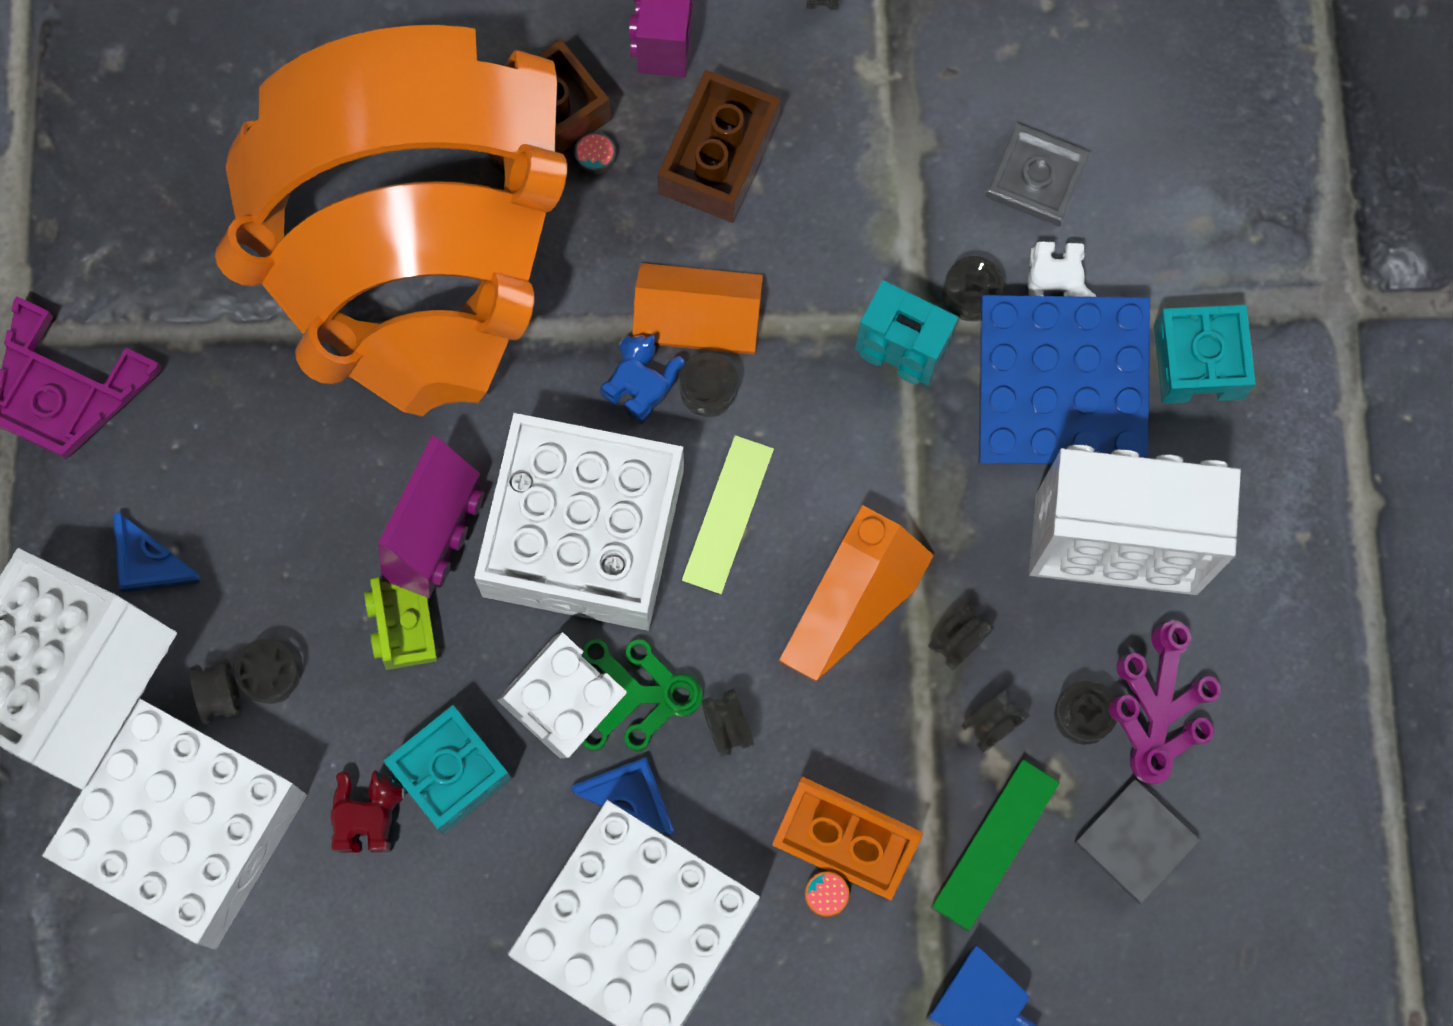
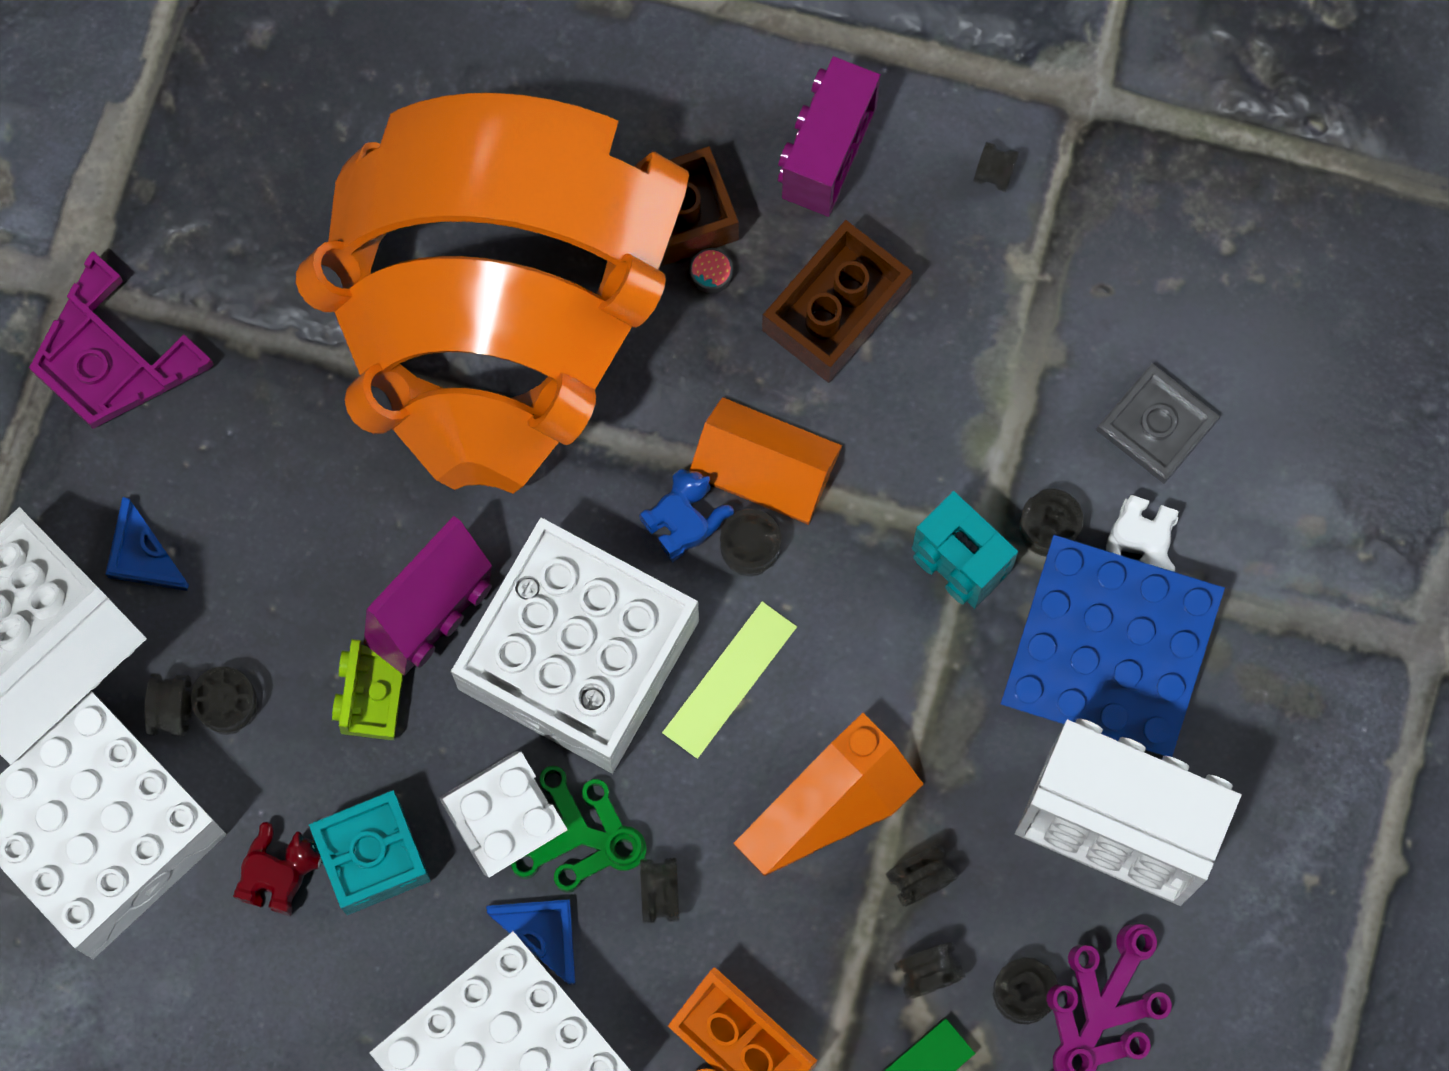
camera: 20 degrees right, 0 degrees up
(1204, 353) = (1265, 660): teal piece -> none

